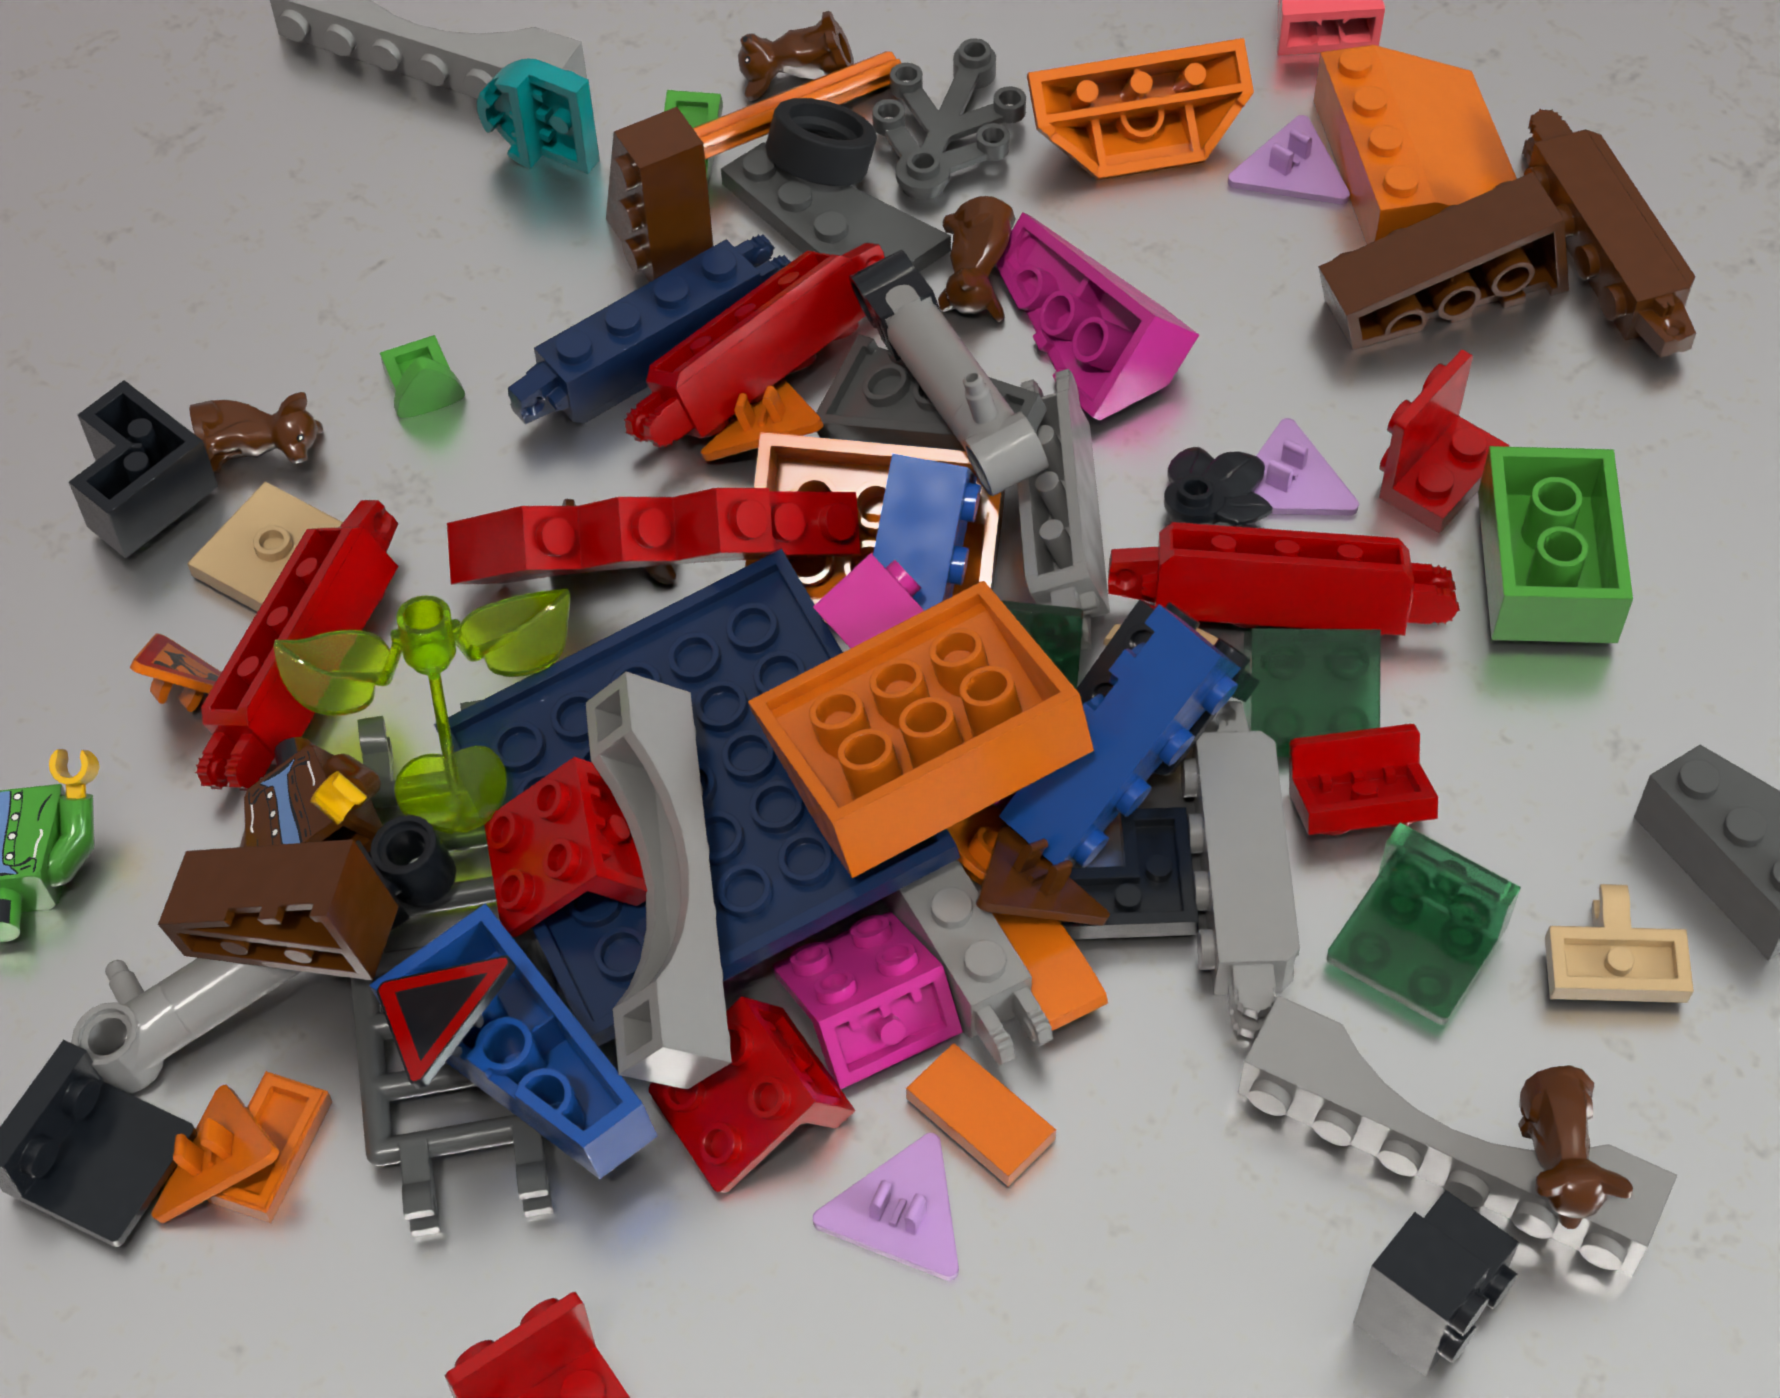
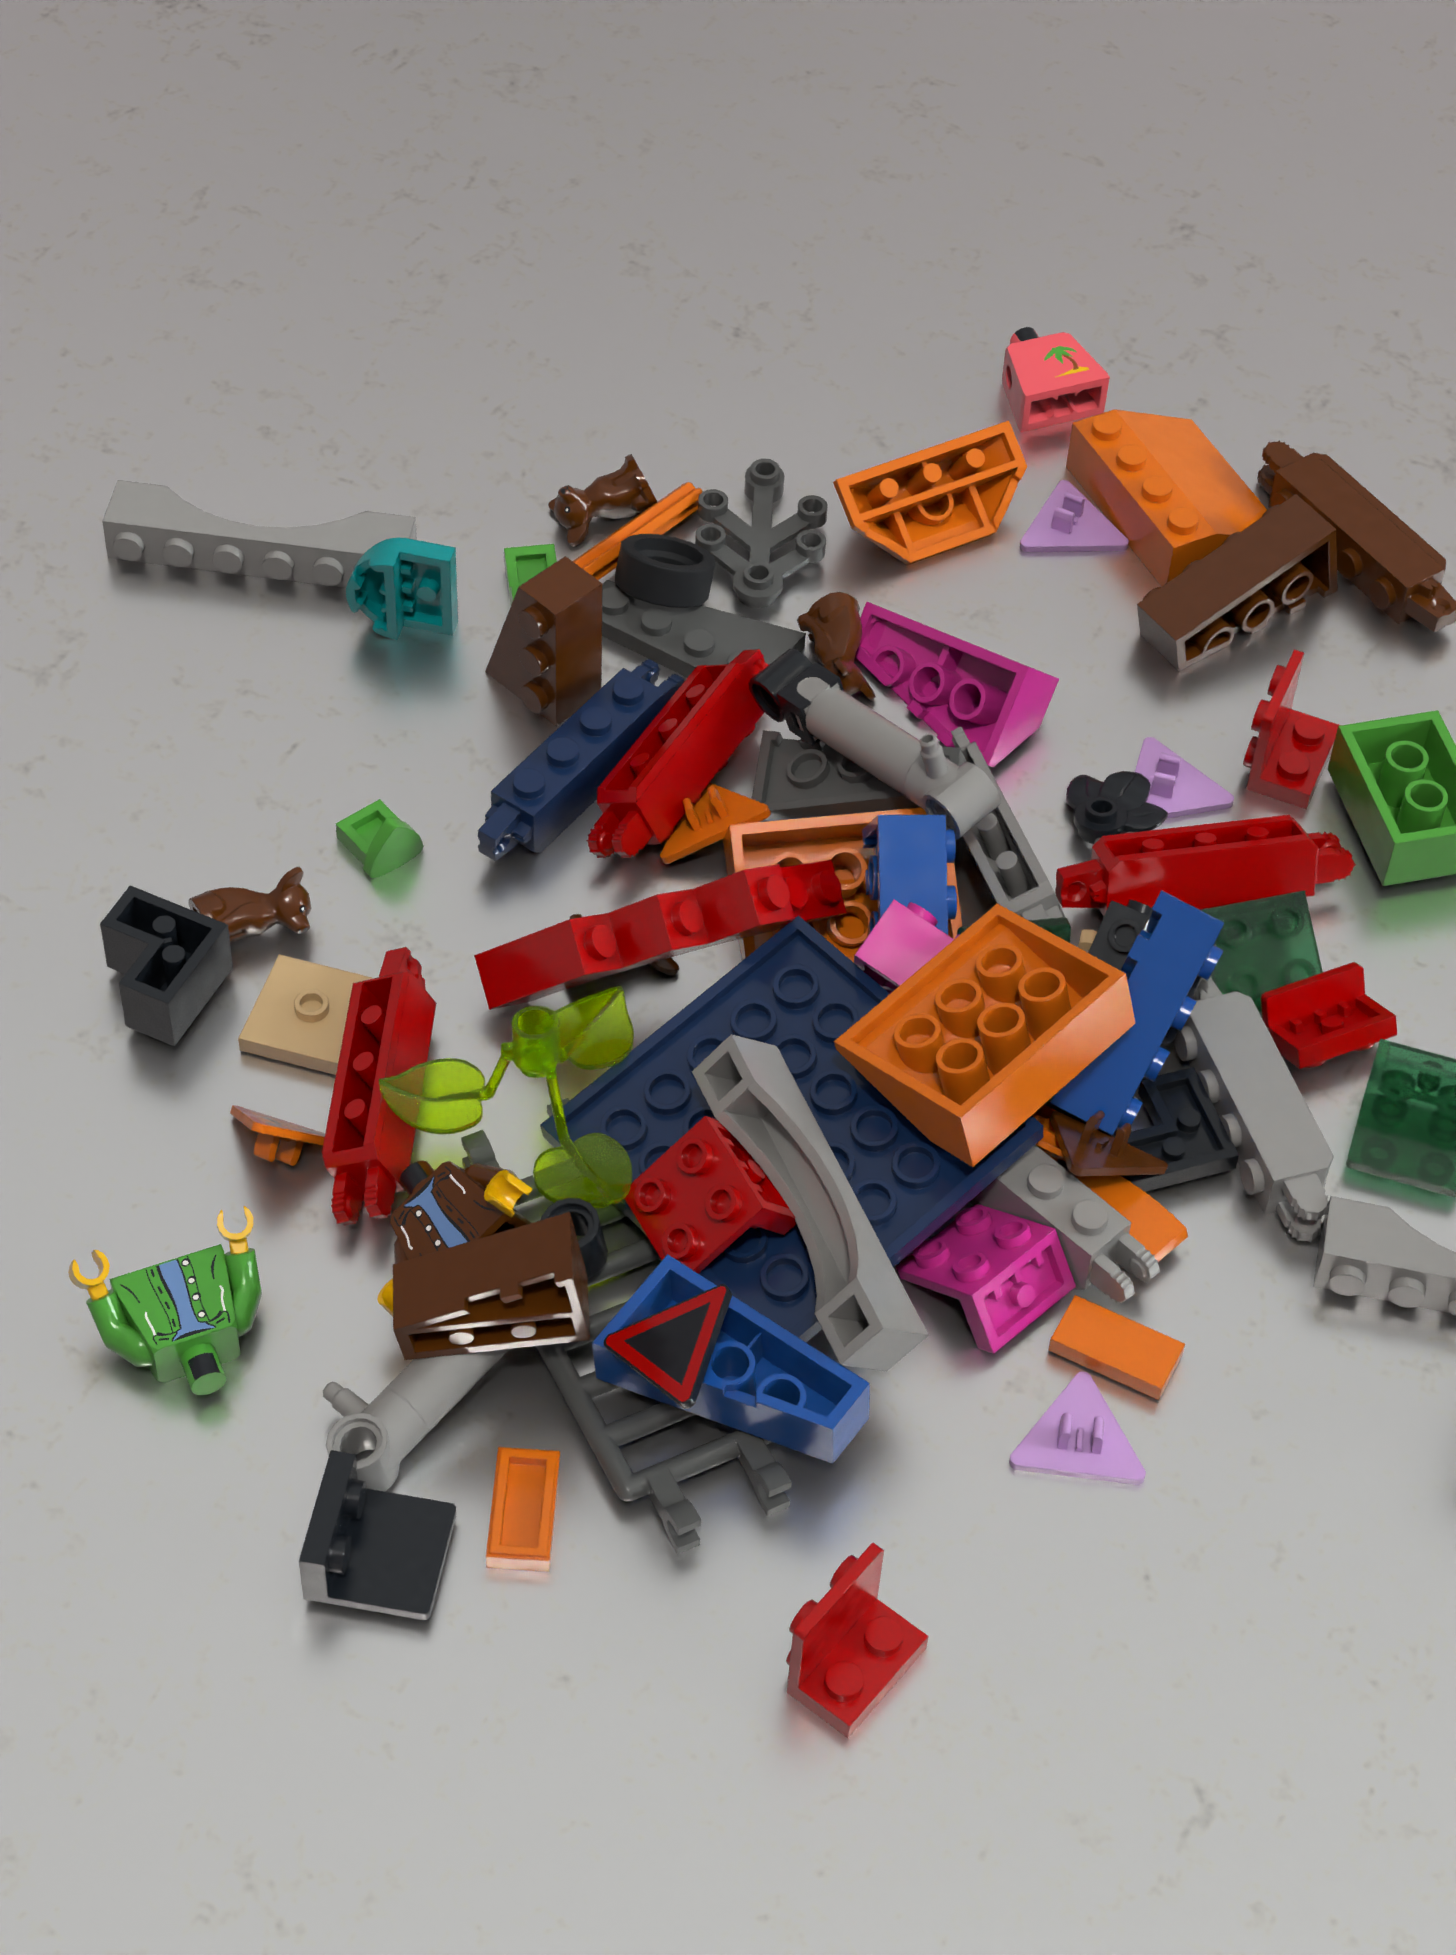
camera: 20 degrees left, 5 degrees down
(225, 1151) = (487, 1523): orange piece -> none
(754, 1101) = (930, 1384): red bracket -> none

